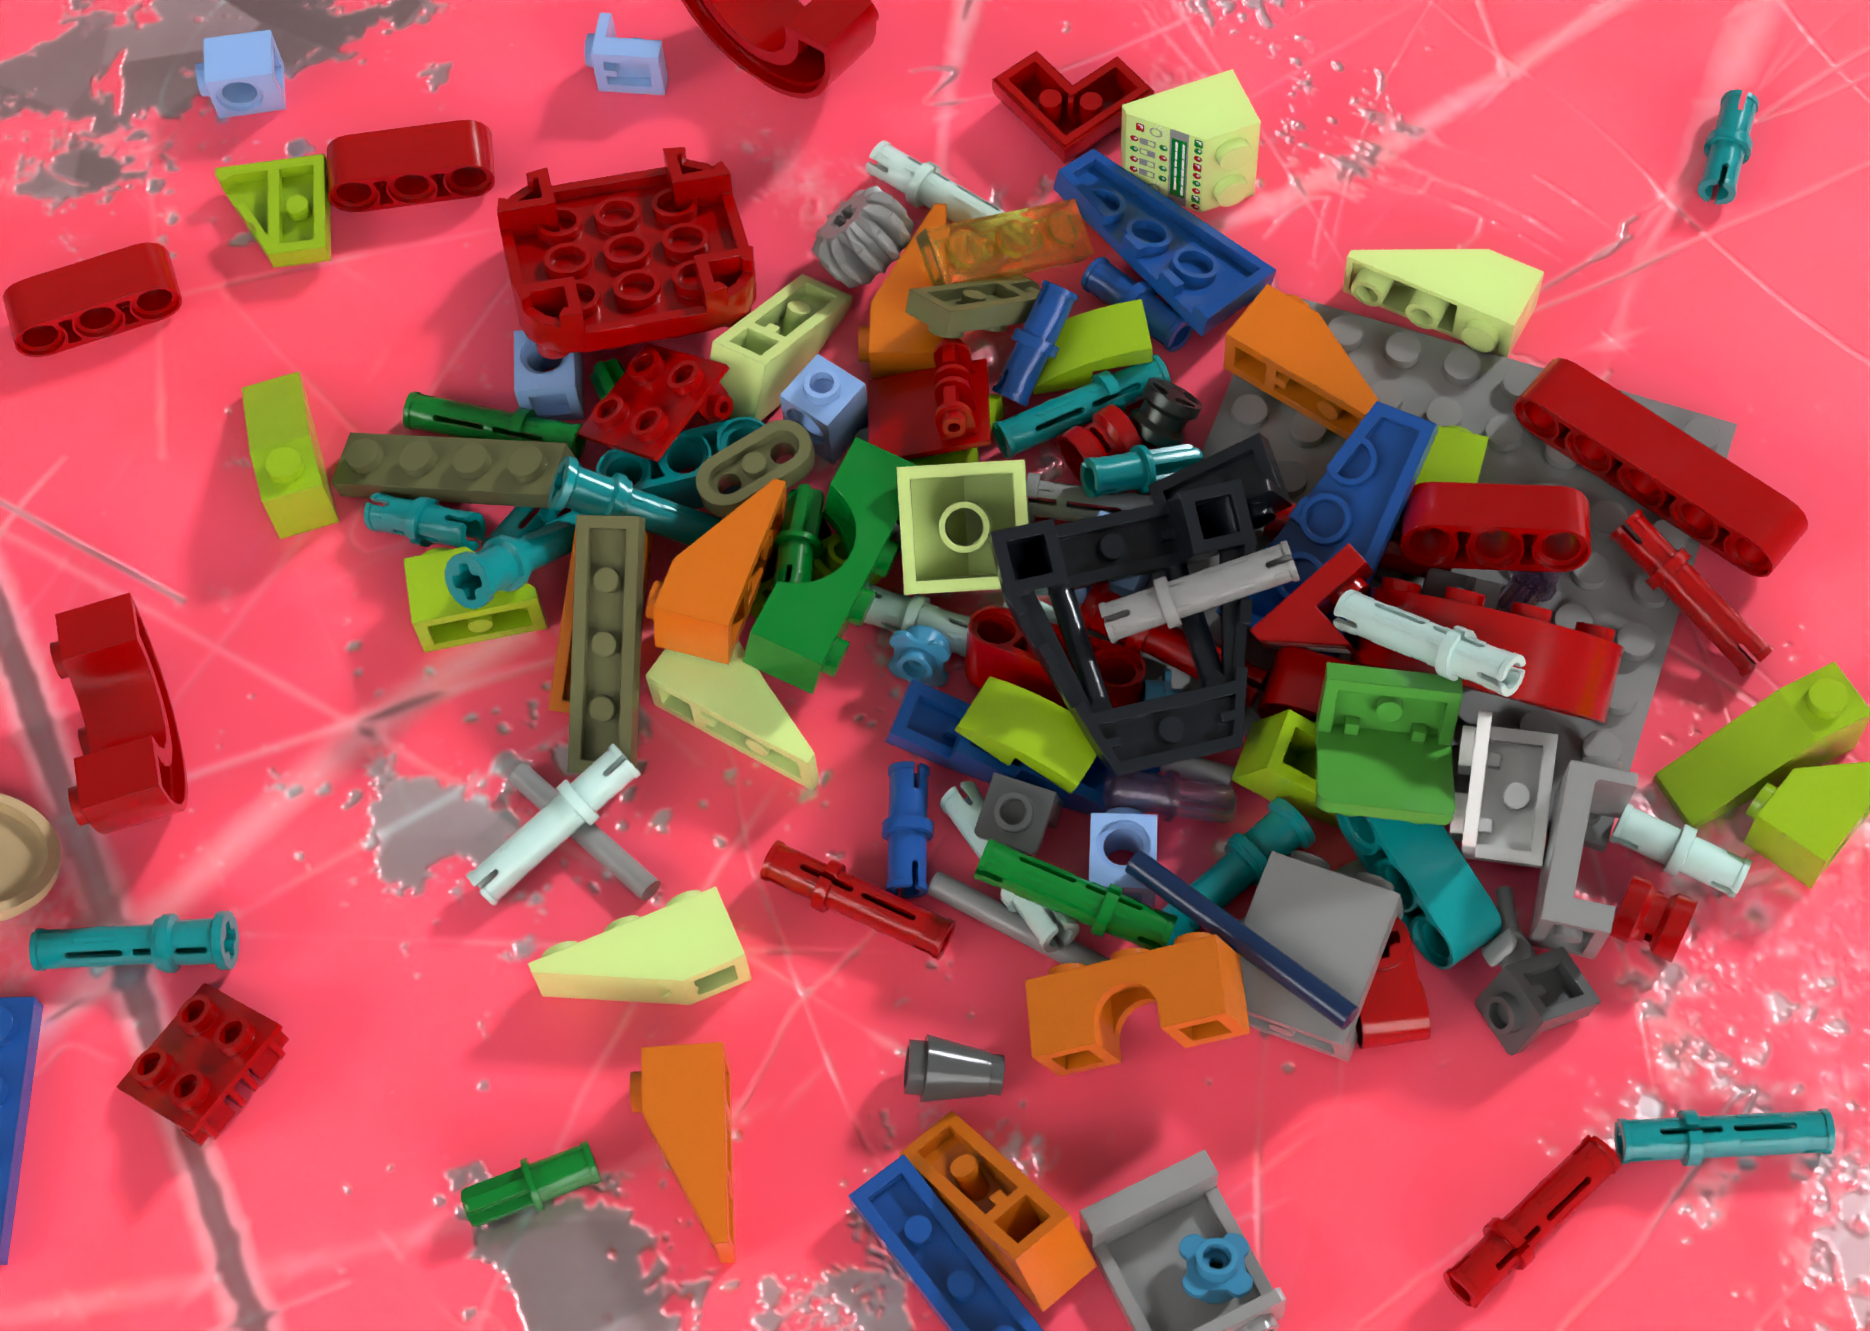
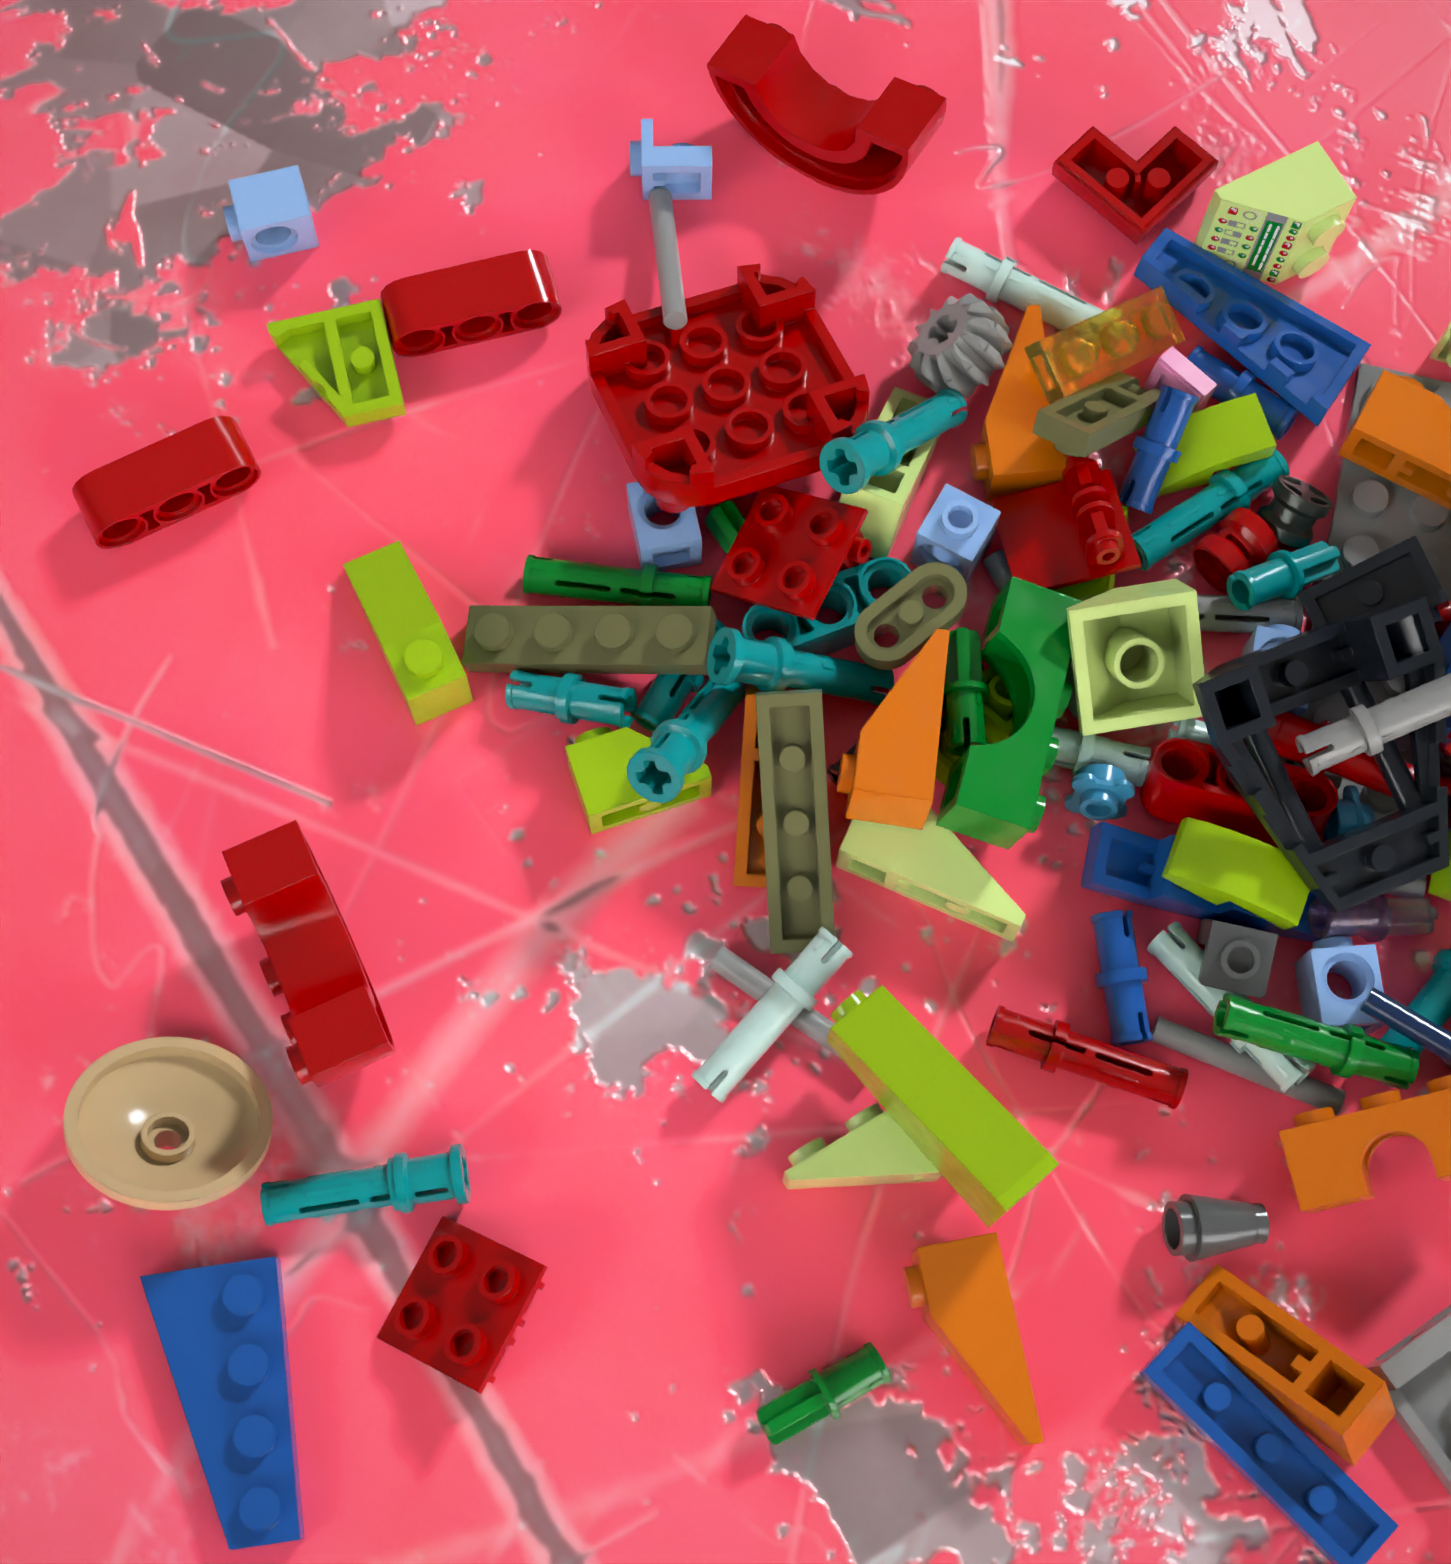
camera: 15 degrees left, 10 degrees up
(602, 139) = (667, 259): none -> light grey bar
(681, 910) = (939, 1104): none -> lime slope
(753, 311) = (880, 445): none -> teal pin
(1073, 276) = (1180, 373): none -> bright pink tile

